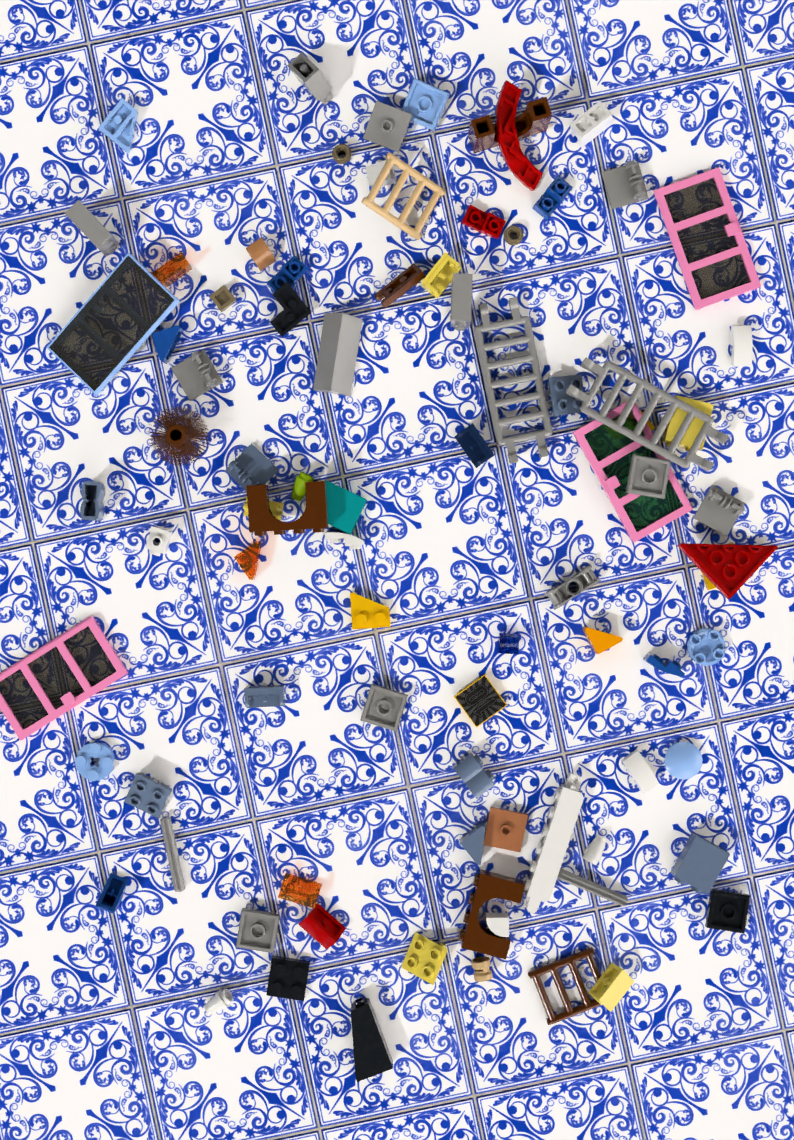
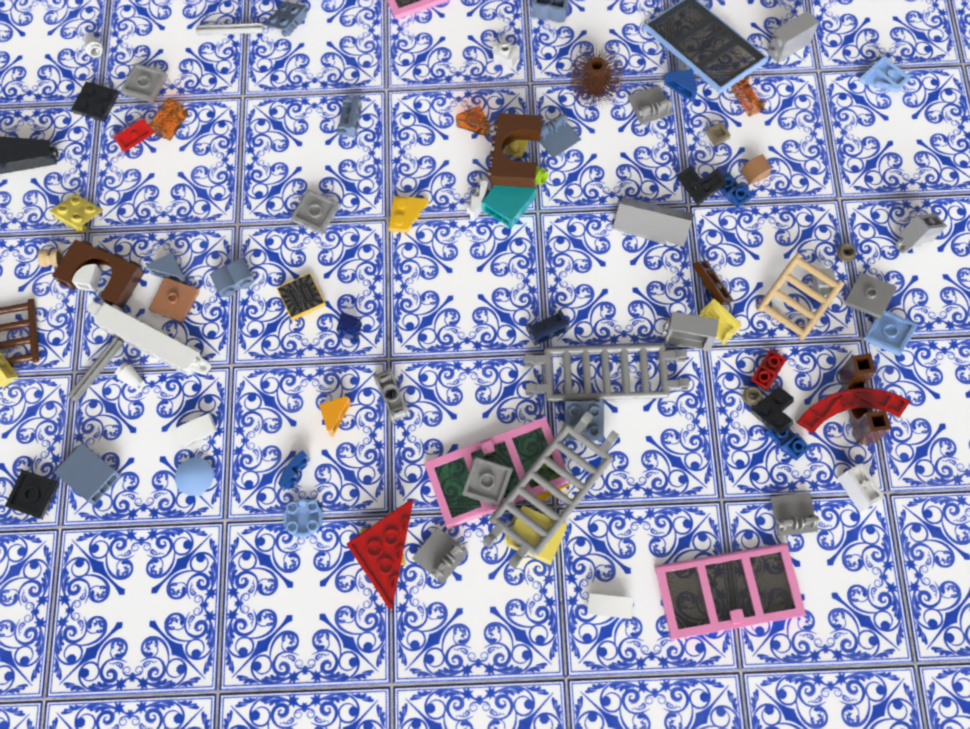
camera: 105 degrees right, 20 degrees down
(528, 216) = (771, 411): none -> black plate

